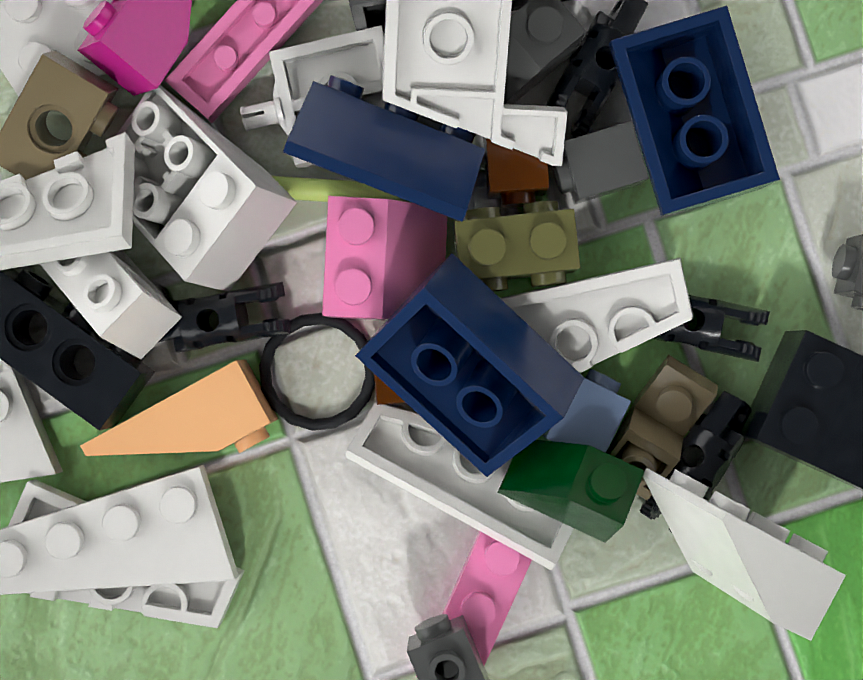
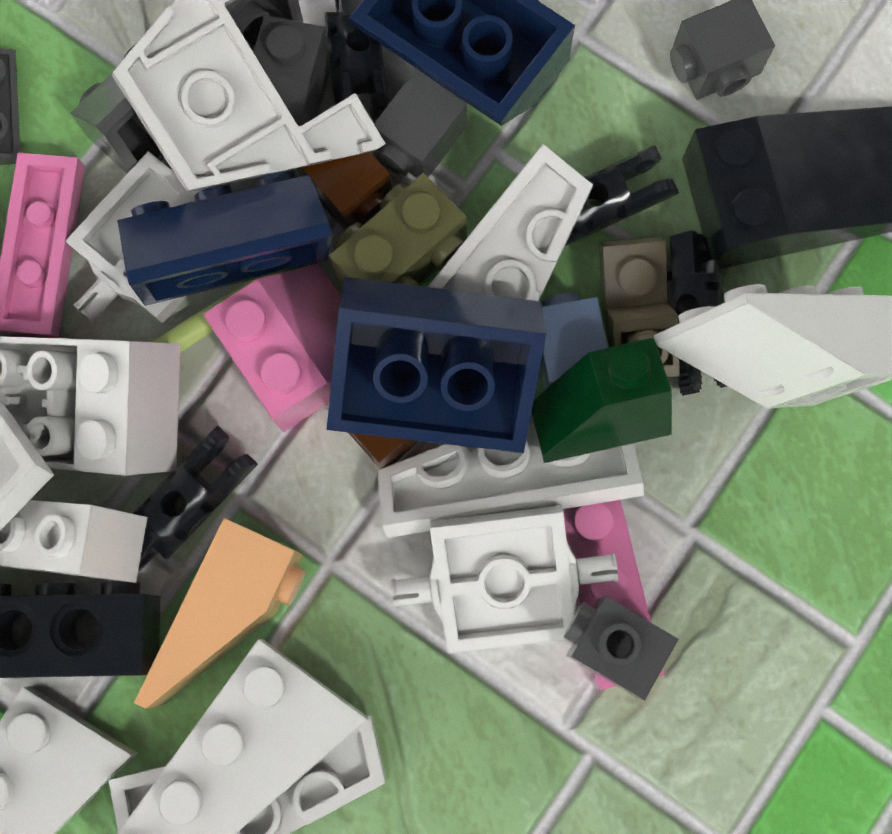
camera: 30 degrees left, 10 degrees down
(299, 420) = (342, 530): black piece -> none
(406, 551) = (503, 578): none -> white plate

